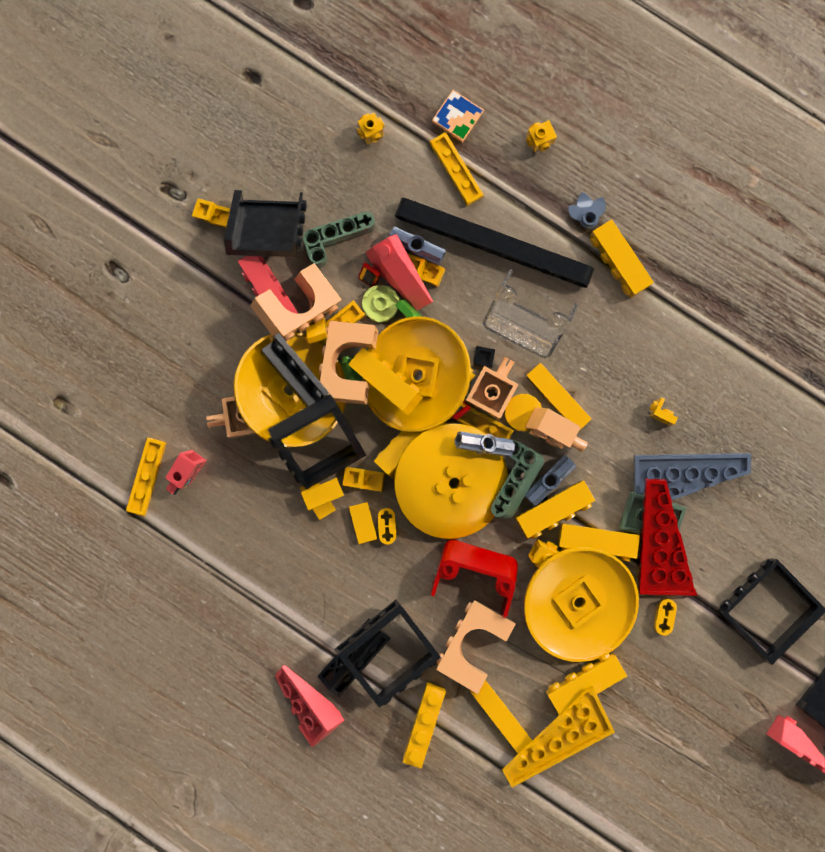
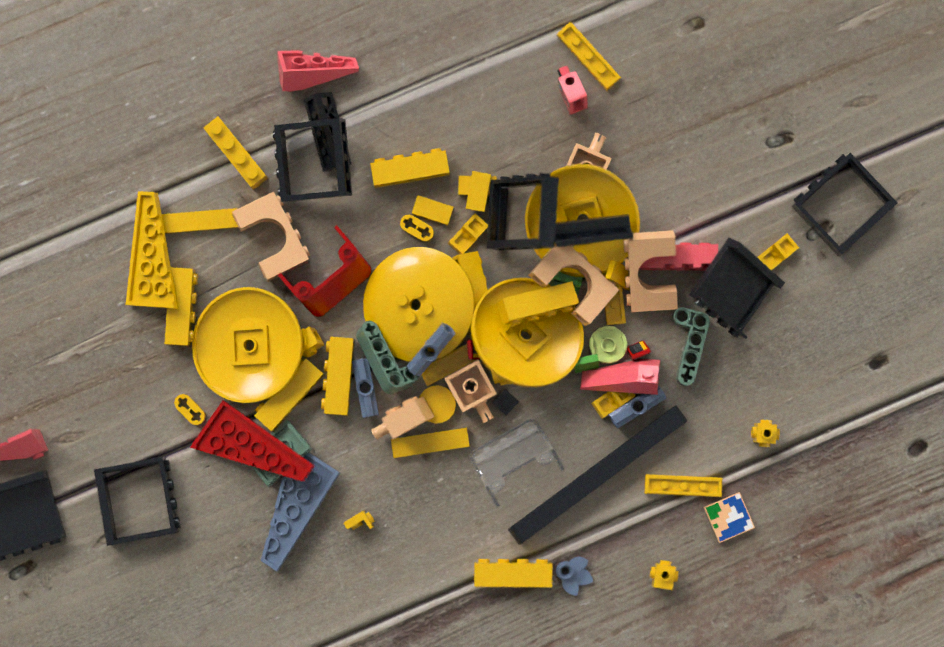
camera: 125 degrees right, 0 degrees up
(110, 151) = (868, 179): none -> black window
(340, 565) = (409, 168): none -> yellow brick

